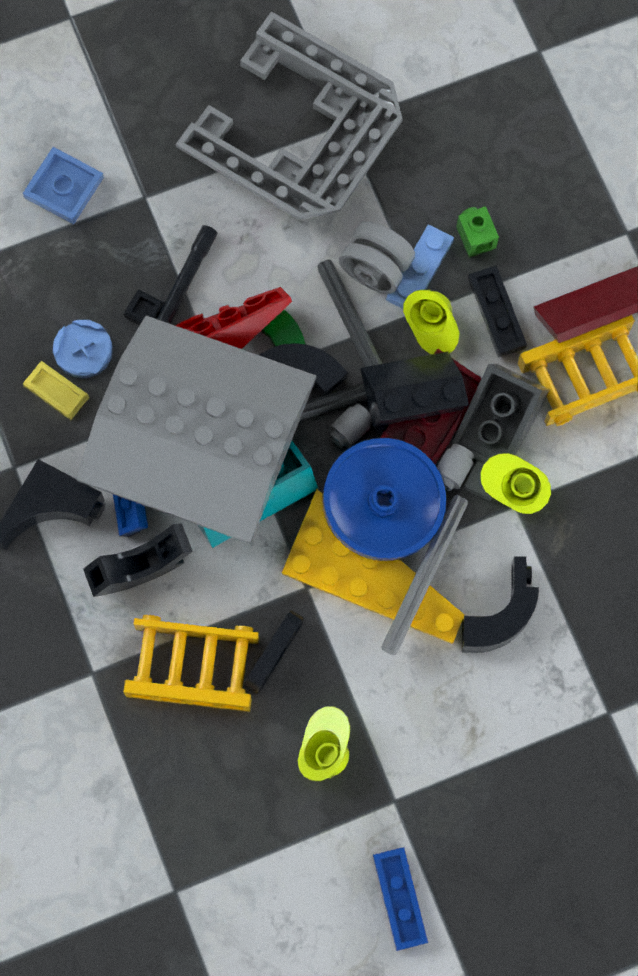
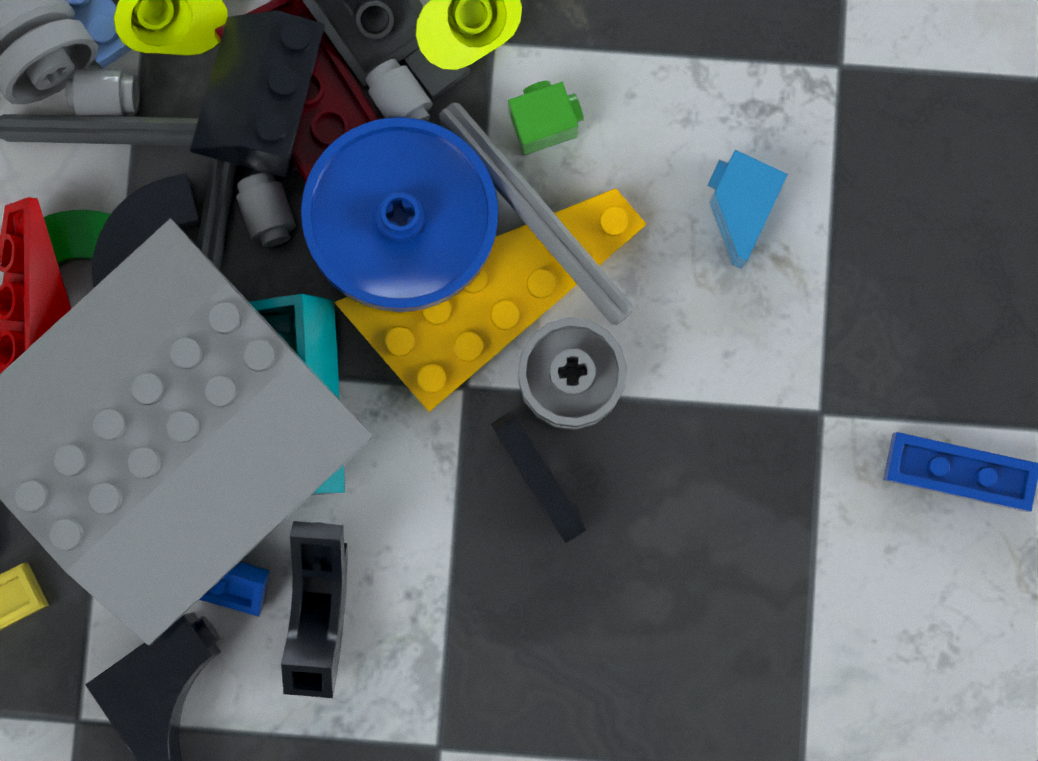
camera: 60 degrees left, 10 degrees up
(173, 689) = (520, 644): yellow fence -> none
(325, 744) = (707, 471): neon yellow piece -> none
(342, 622) = (572, 345): none -> light grey wheel
(371, 307) = (103, 93): none -> light grey brick
(485, 554) = (544, 116): none -> bright green brick
(495, 631) = (654, 125): black arch -> none
(495, 692) = (743, 202): none -> dark azure slope

